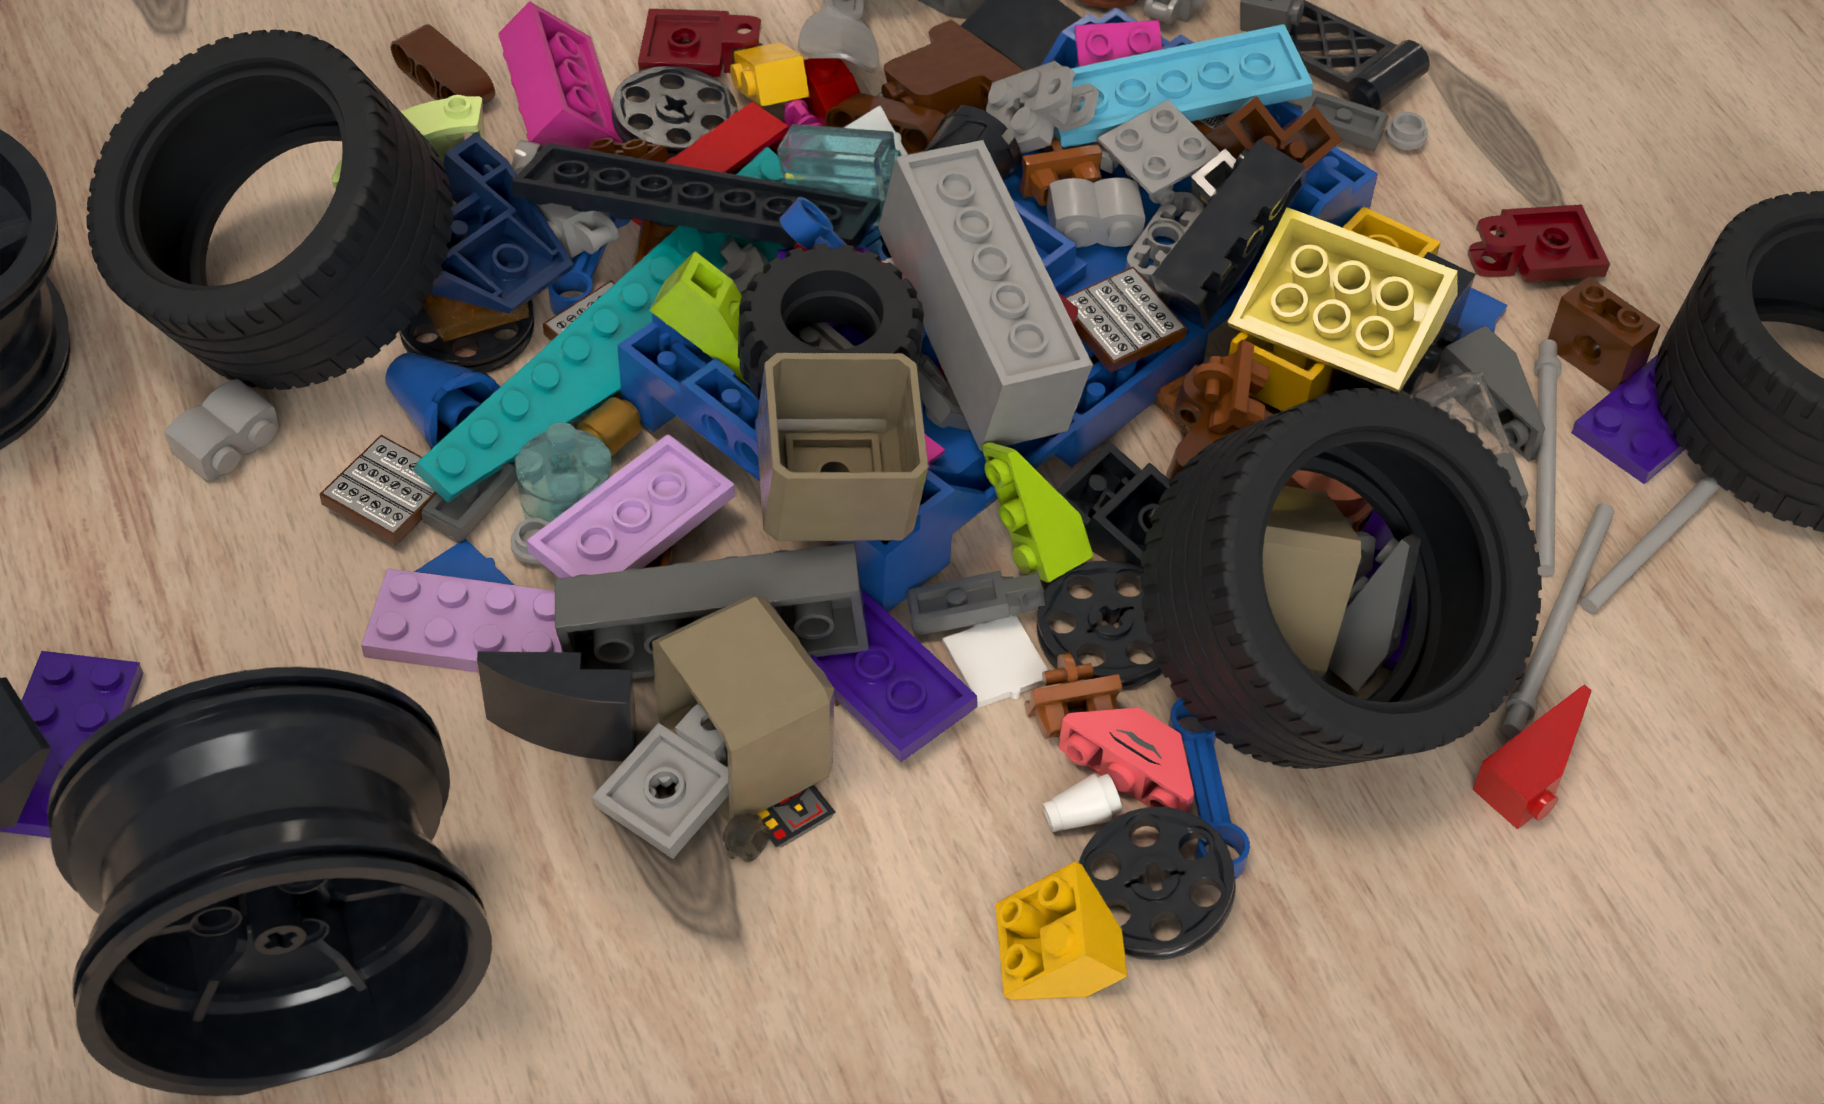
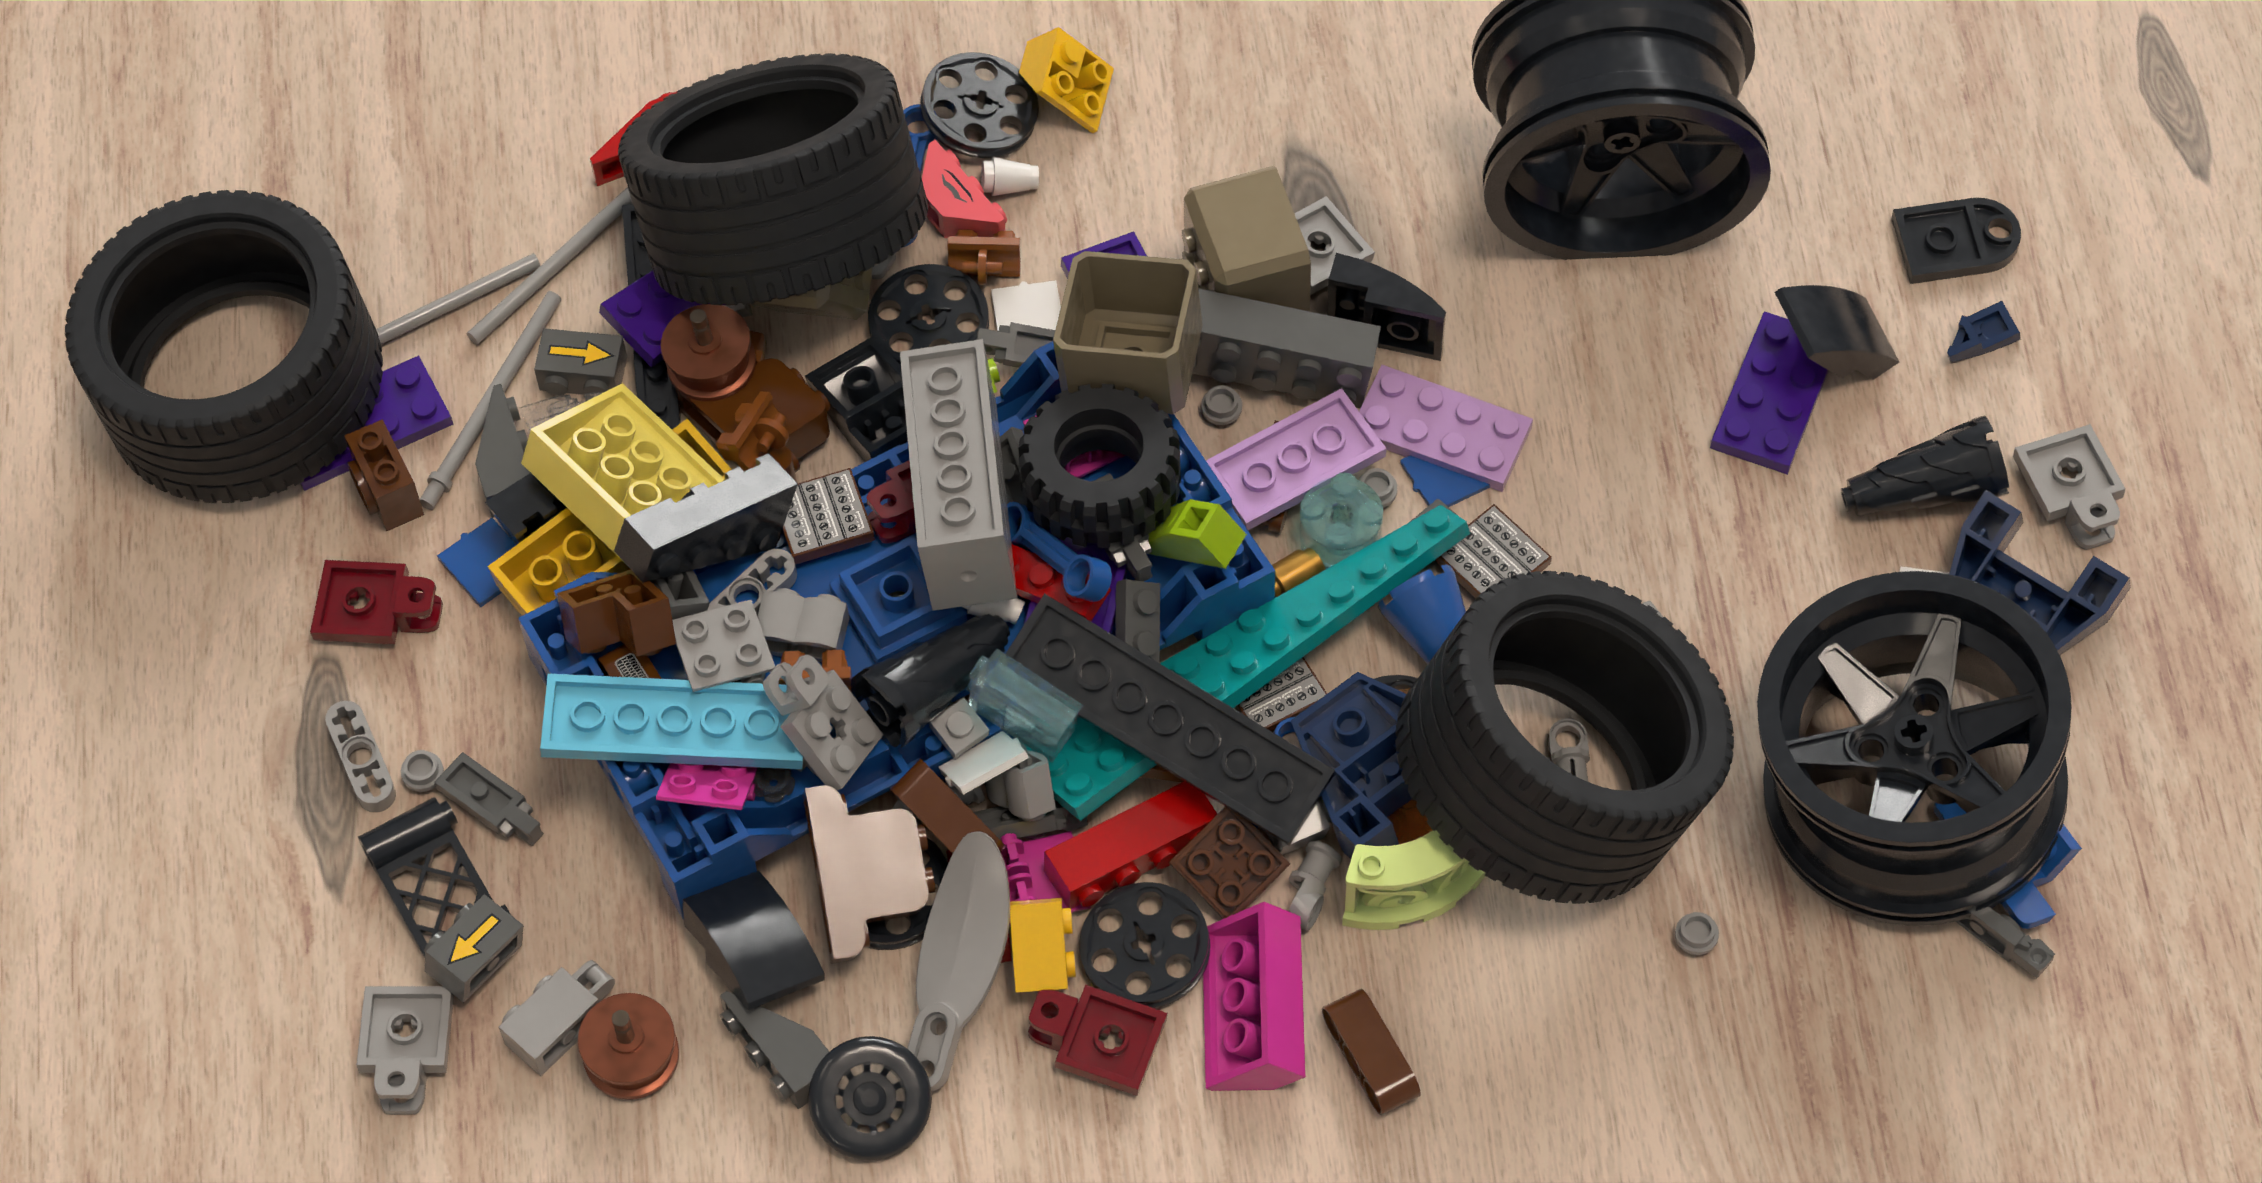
camera: 160 degrees left, 10 degrees up
(1492, 152) = (374, 766): none -> light grey beam

